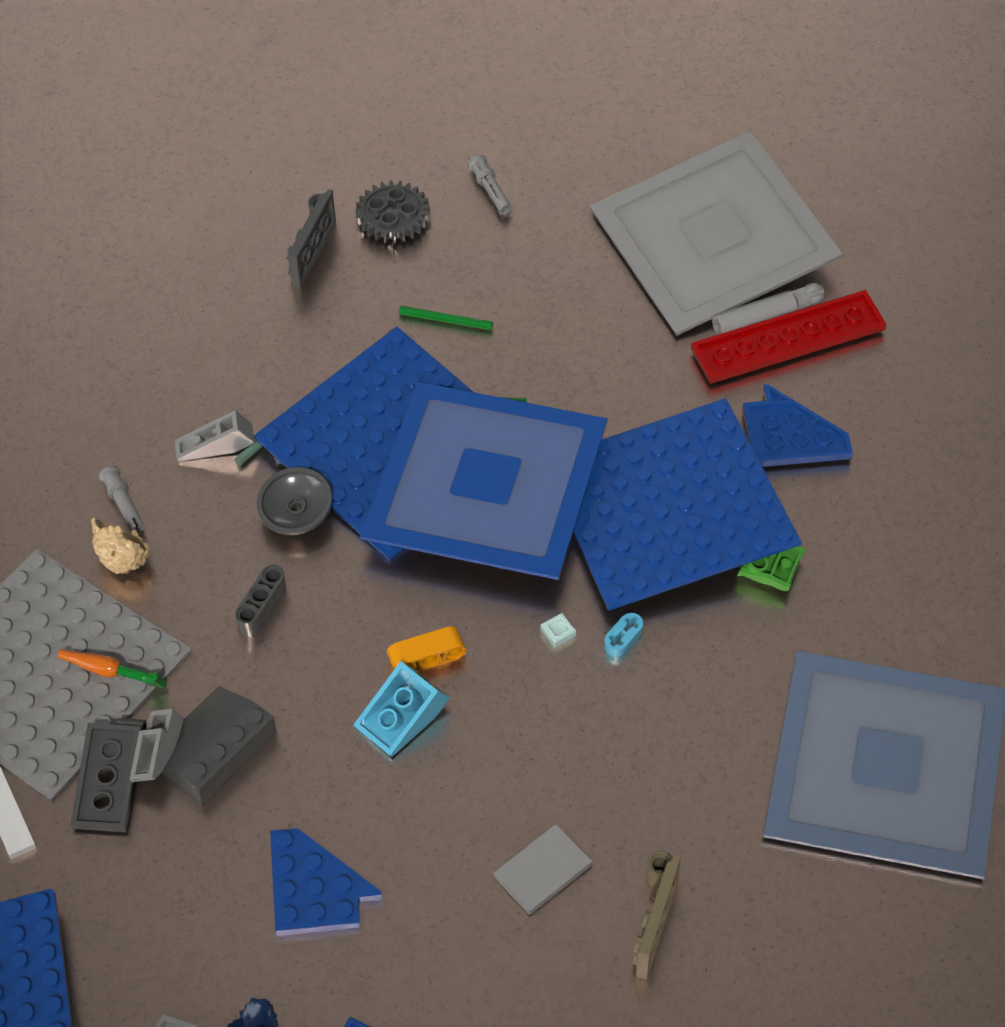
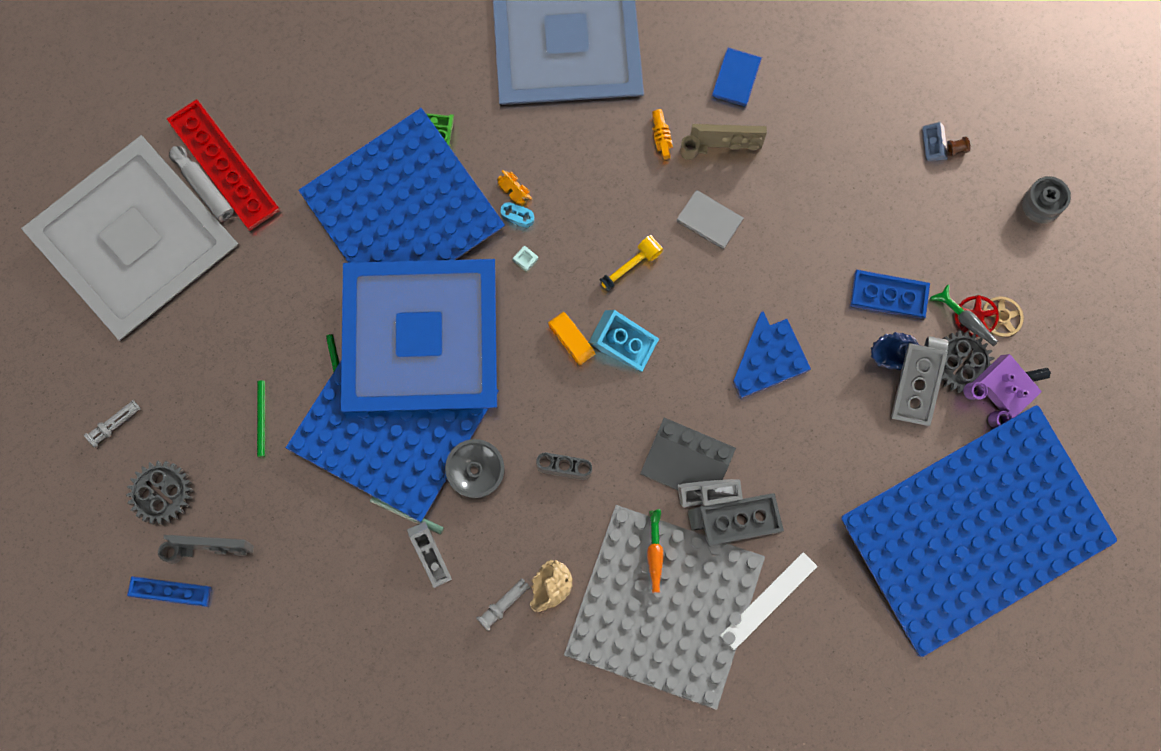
camera: 110 degrees left, 20 degrees up
(279, 206) = (169, 591): none -> blue tile
(519, 773) = (648, 248): none -> yellow piece
(666, 640) = (509, 182): none -> light orange hinge
(690, 840) = (661, 134): none -> light orange hinge
(761, 973) = (736, 77): none -> blue tile
(790, 433) = (313, 144): blue wing -> none

